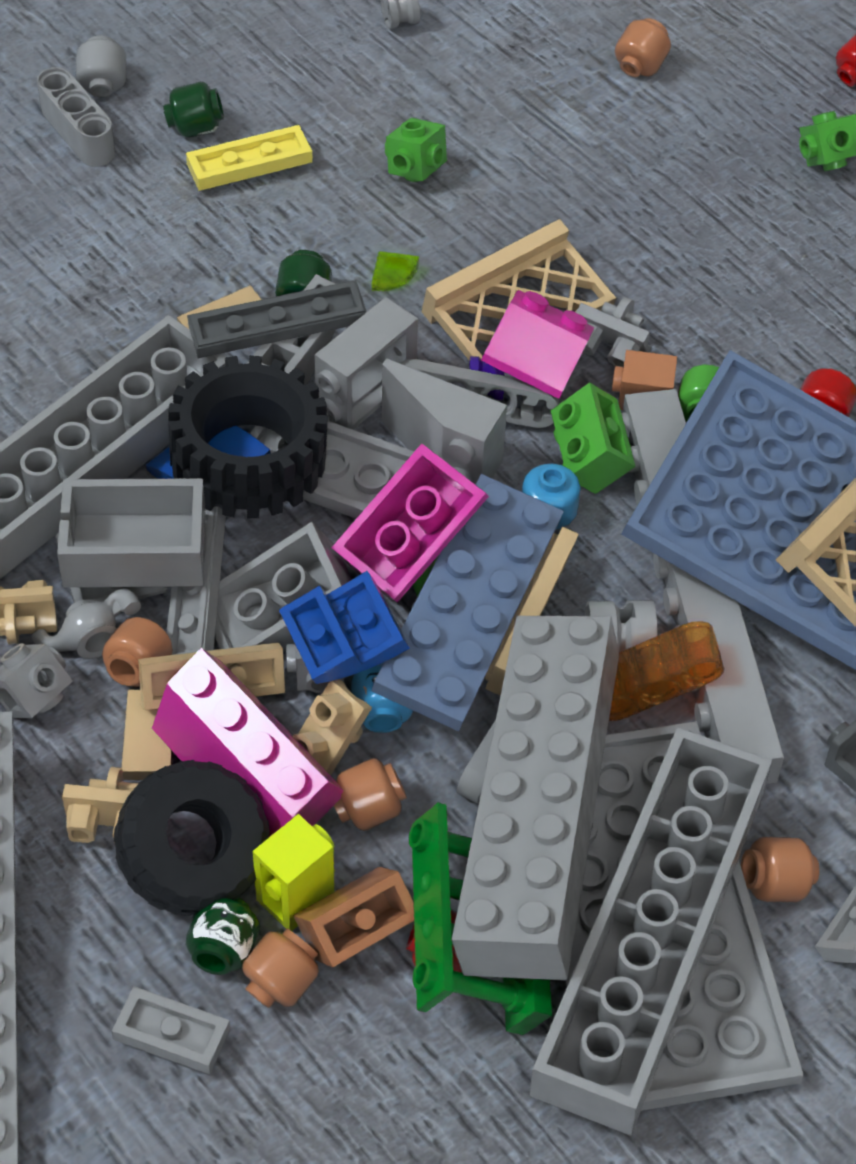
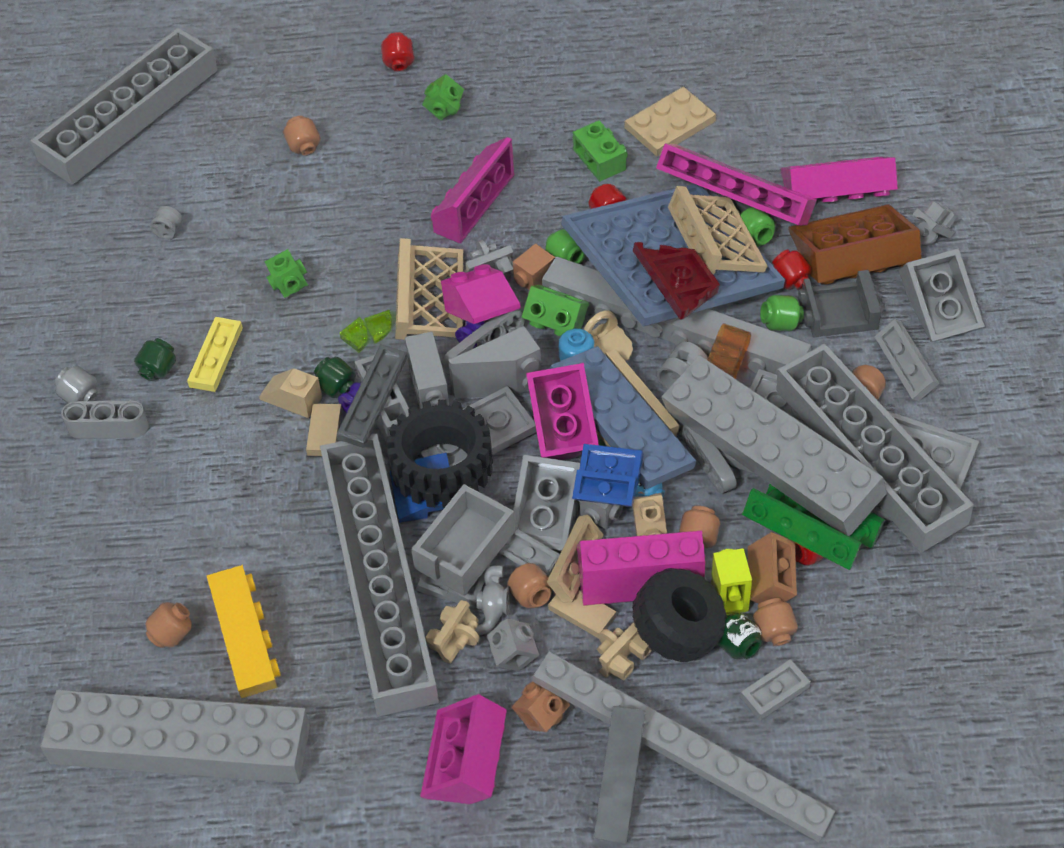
camera: 50 degrees left, 0 degrees up
(251, 260) = (293, 392): none -> tan slope
(419, 279) = (379, 325): none -> clear neon green tile
(602, 522) = (609, 335): none -> tan piece
(711, 256) = (474, 191): none -> dark pink slope
(735, 527) = (679, 276): none -> dark red wing
(819, 697) = (781, 313): none -> bright green head

